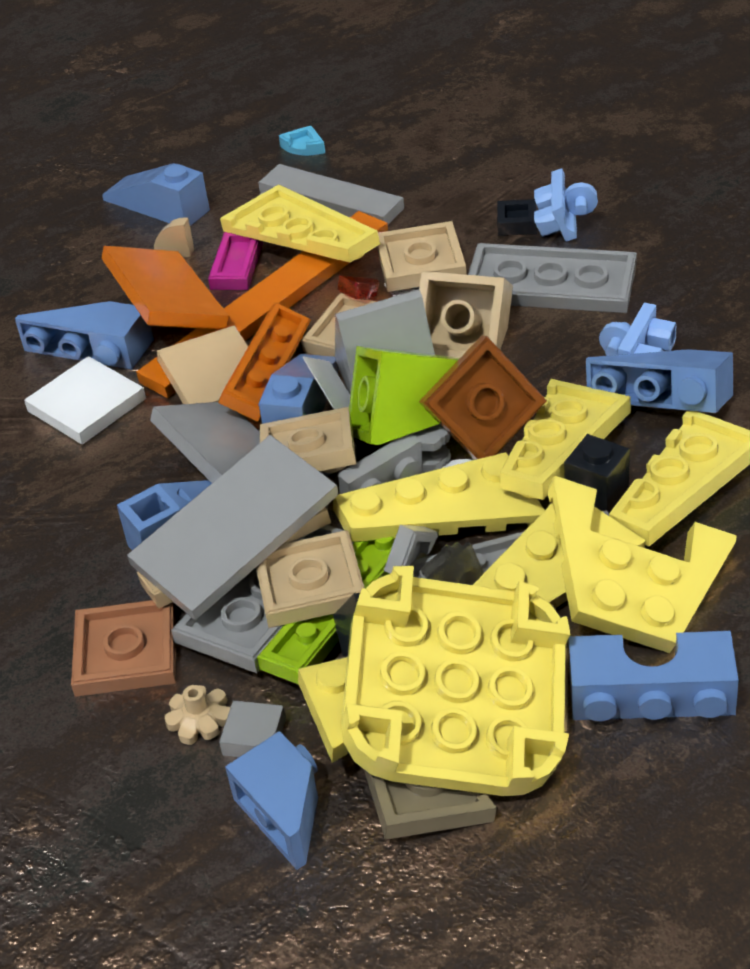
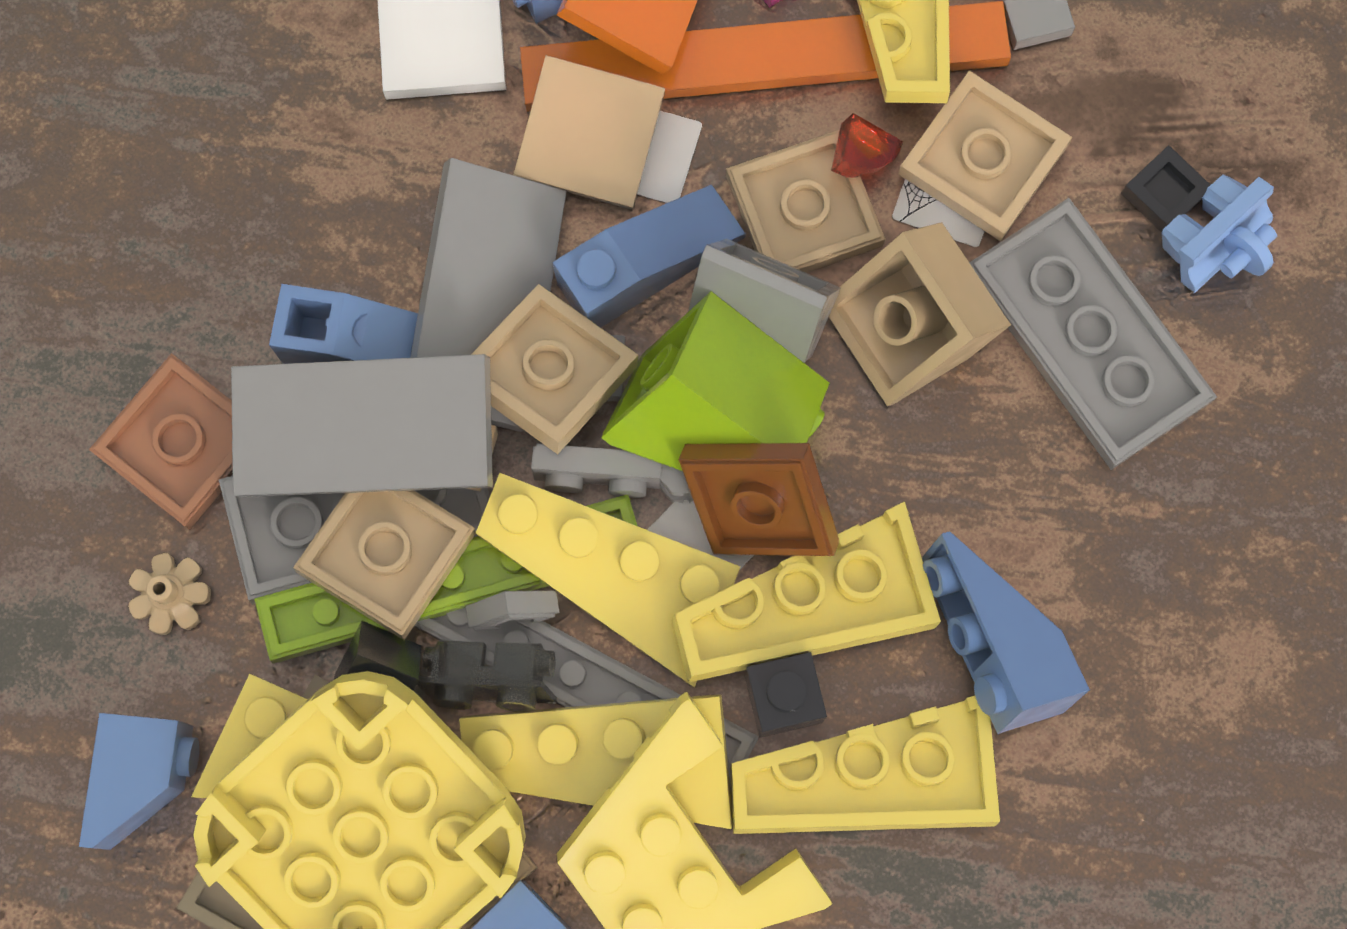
camera: 40 degrees right, 35 degrees up
(249, 726) = (193, 664): light grey tile -> none
(268, 352) = (651, 172): orange tile -> none
(329, 382) = (665, 288): white sticker -> none
(642, 336) = (1072, 543): light blue hips -> none

